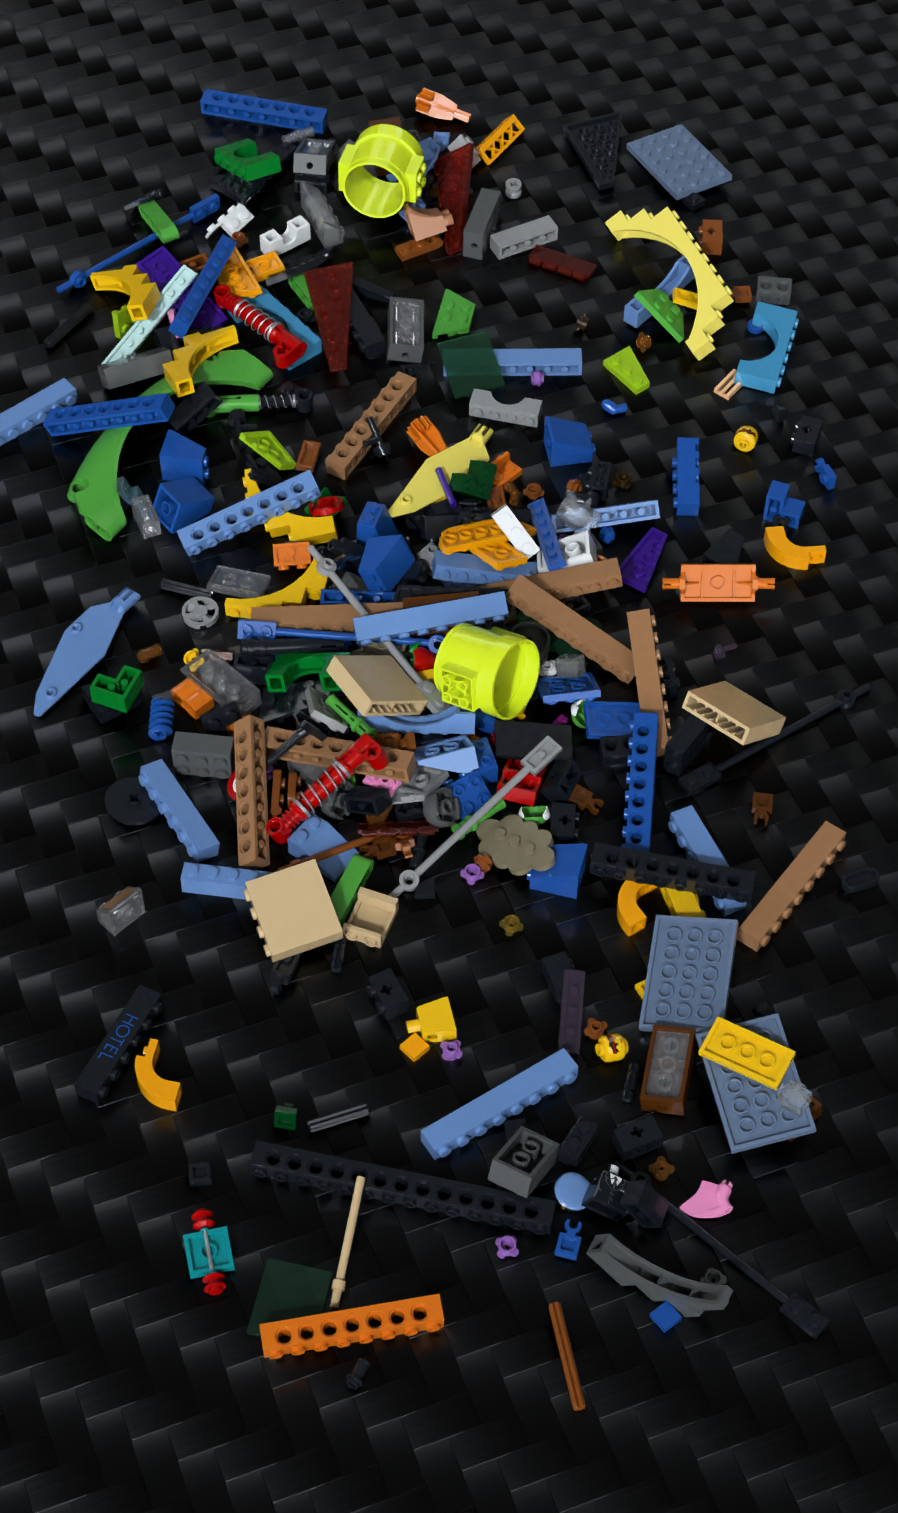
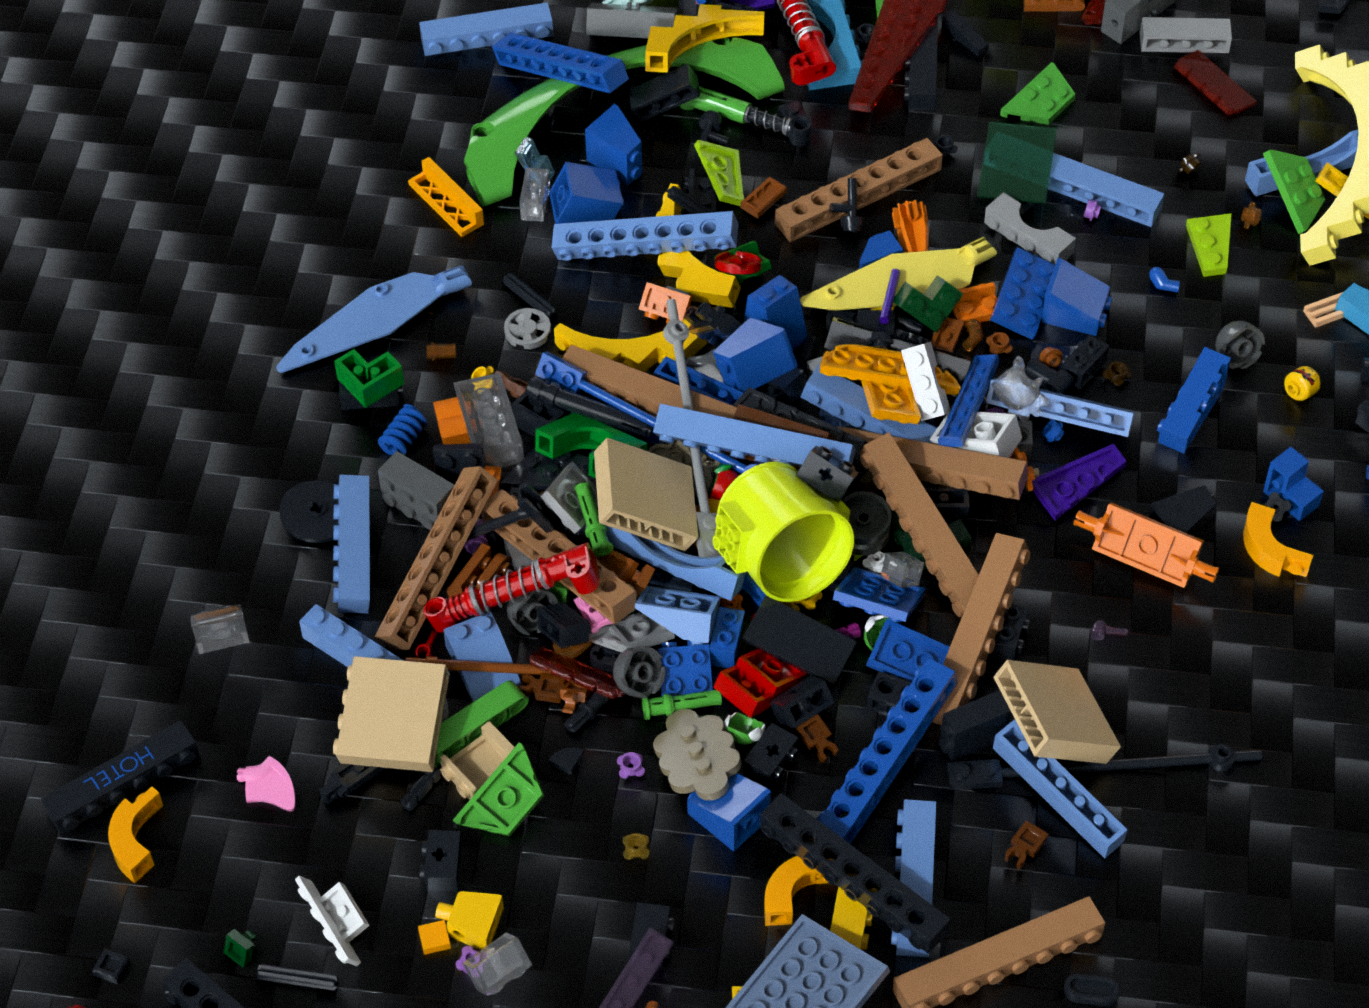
camera: 30 degrees right, 0 degrees up
(83, 541) = (453, 197): none -> light orange fence
(228, 1000) = (268, 784): none -> bright pink arm
(238, 582) = (589, 311): clear tile -> none
(277, 859) = (427, 646): none -> red hand
(340, 1061) = (338, 916): none -> white bracket
(403, 932) = (504, 797): none -> bright green wing
(405, 329) = (969, 92): brick -> none
(414, 459) = (879, 247): none -> blue slope
(473, 1042) = (497, 964): none -> clear brick
(483, 862) = (648, 757): dark orange plate -> none
(506, 624) = (815, 468): none -> black brick
(529, 451) = (1023, 294): none -> blue plate
(531, 763) = (773, 664): light grey bar -> none
(691, 425) = (1241, 343): none -> dark grey cylinder
(765, 762) = (1061, 791): none -> medium blue brick

